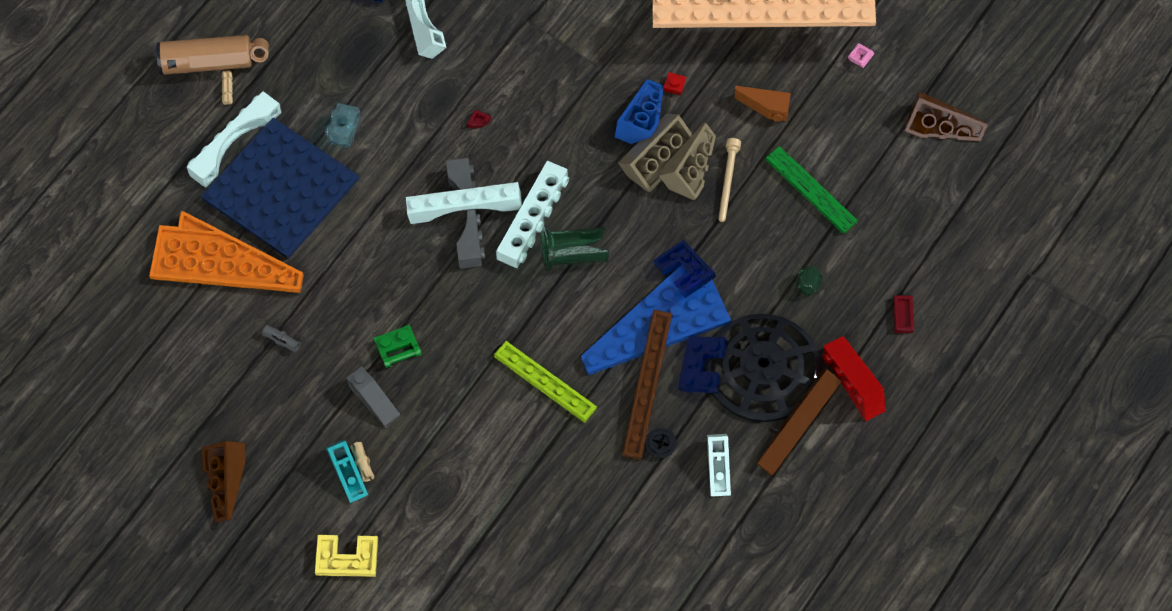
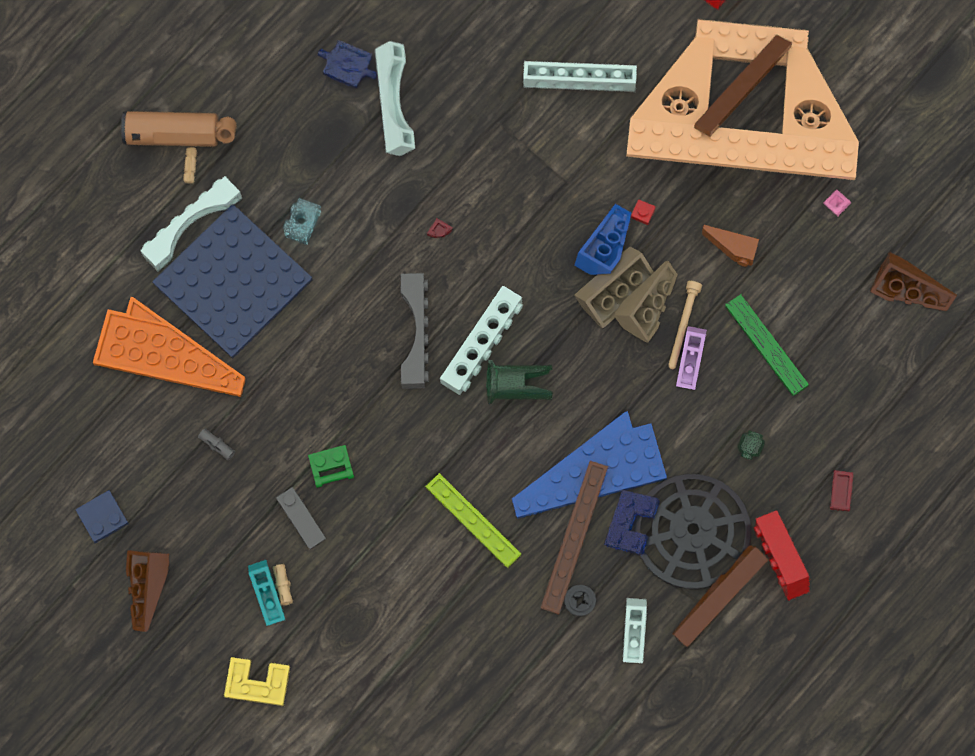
camera: 10 degrees right, 10 degrees up
(173, 419) = (102, 516): none -> dark blue plate
(495, 197) = (387, 320): light aqua arch -> none
(697, 270) = (640, 425): clear blue plate -> none
(739, 208) = (691, 358): none -> lavender slope

